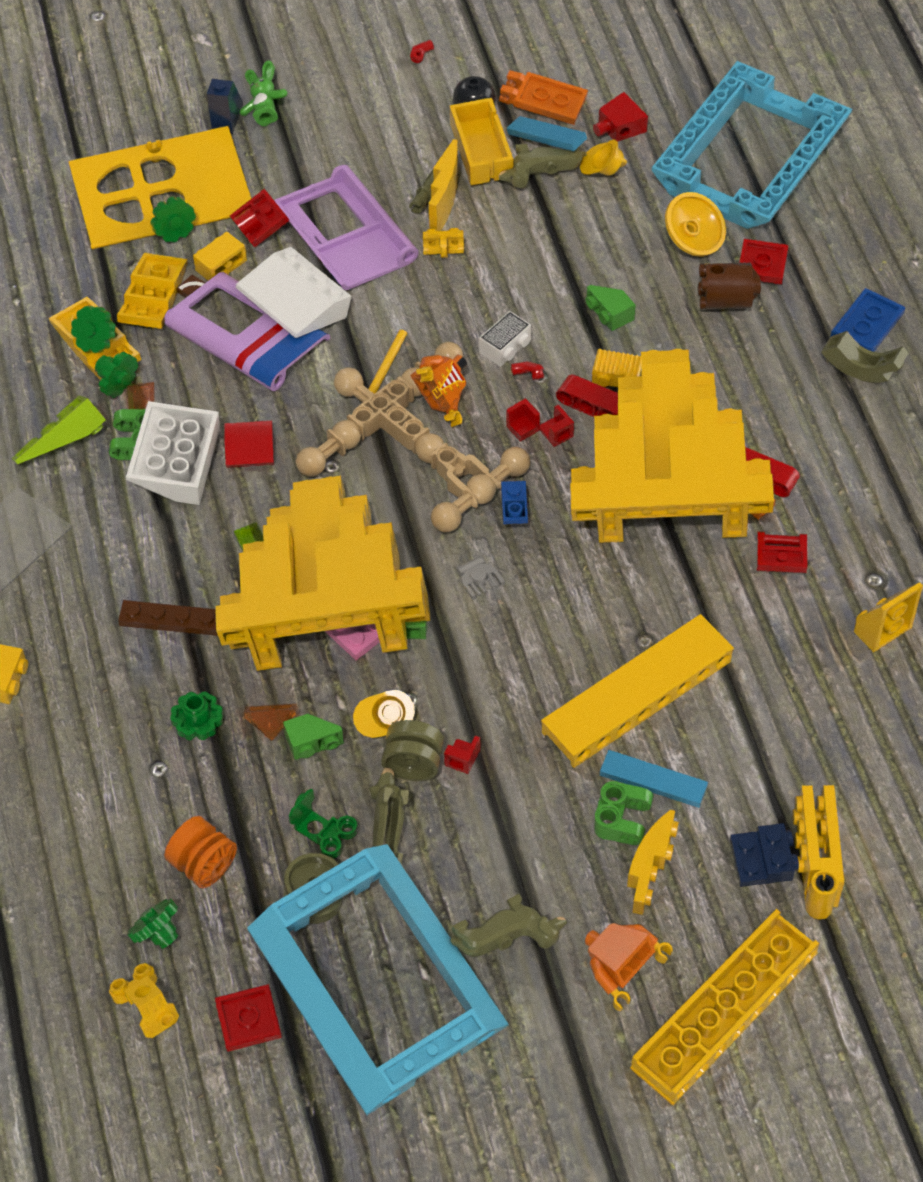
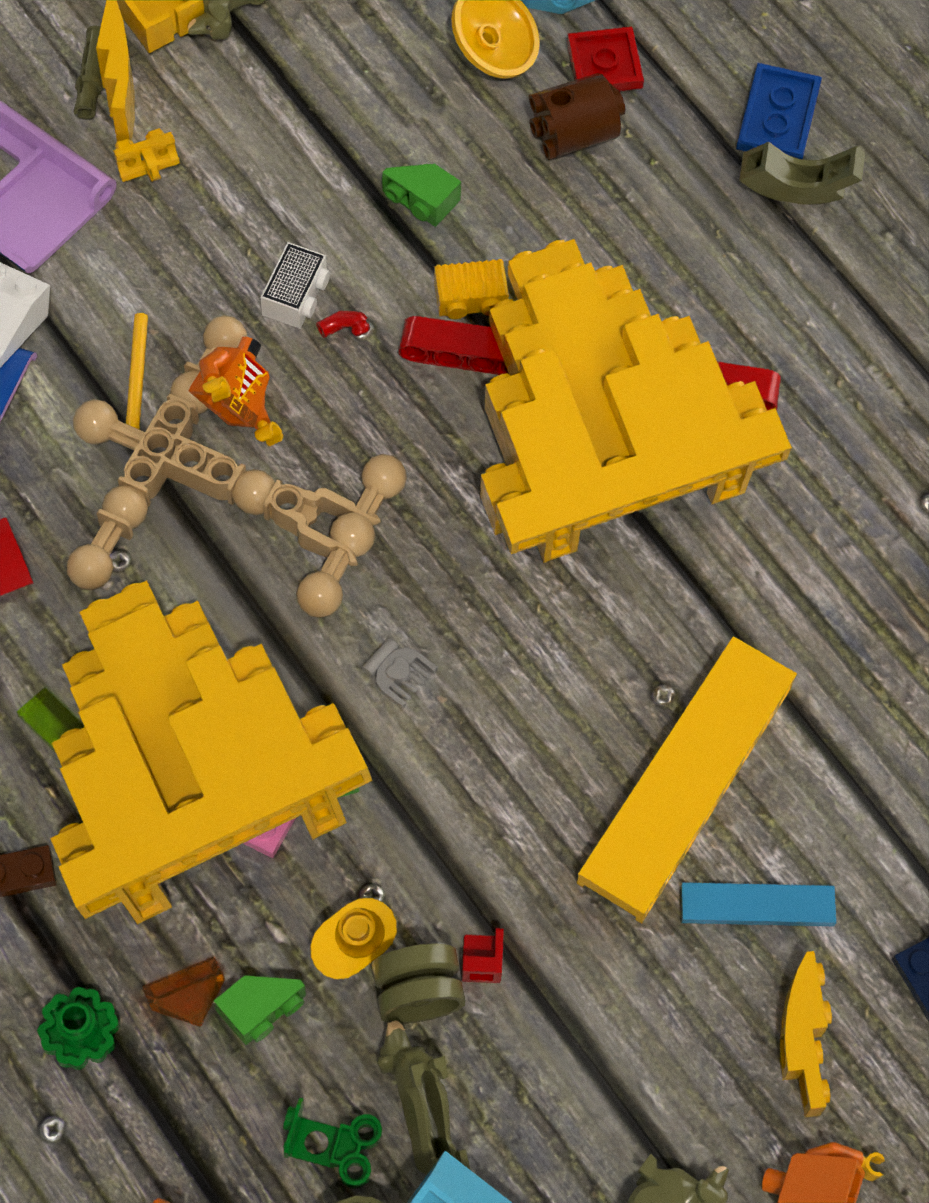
camera: 25 degrees left, 10 degrees up
(514, 502) = (409, 545): blue slope -> none
(523, 420) = (369, 407): red panel -> none
(558, 428) = (420, 402): red panel -> none
(628, 797) = (746, 1001): bright green piece -> none
(781, 557) = (802, 510): red plate -> none

